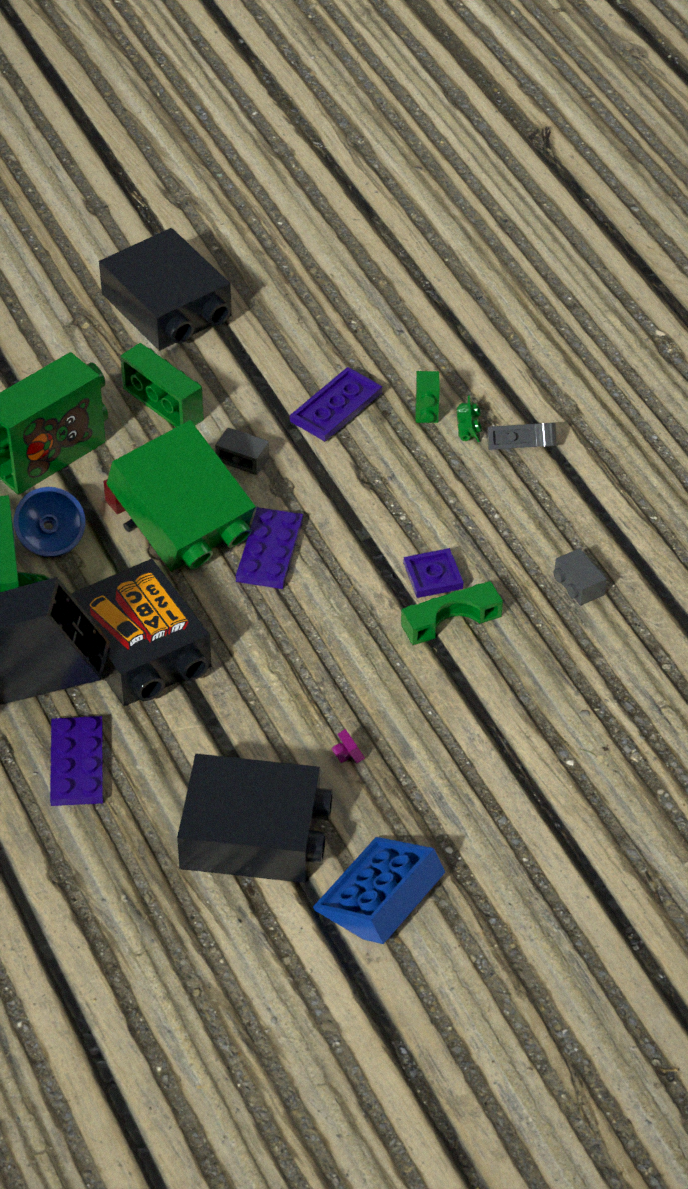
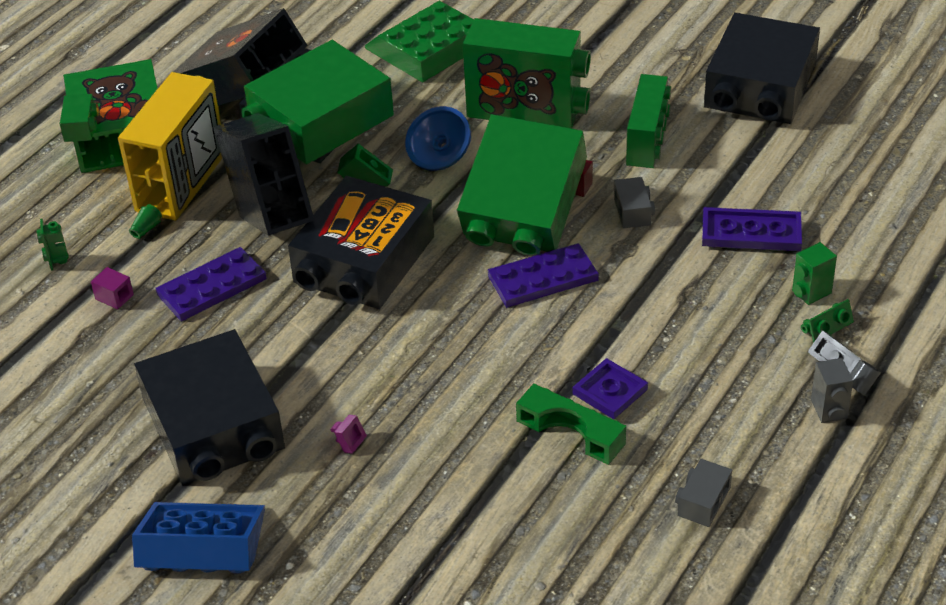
camera: 60 degrees right, 5 degrees down
(22, 829) = (112, 288): none -> magenta brick
(550, 456) = (831, 390): none -> dark grey brick

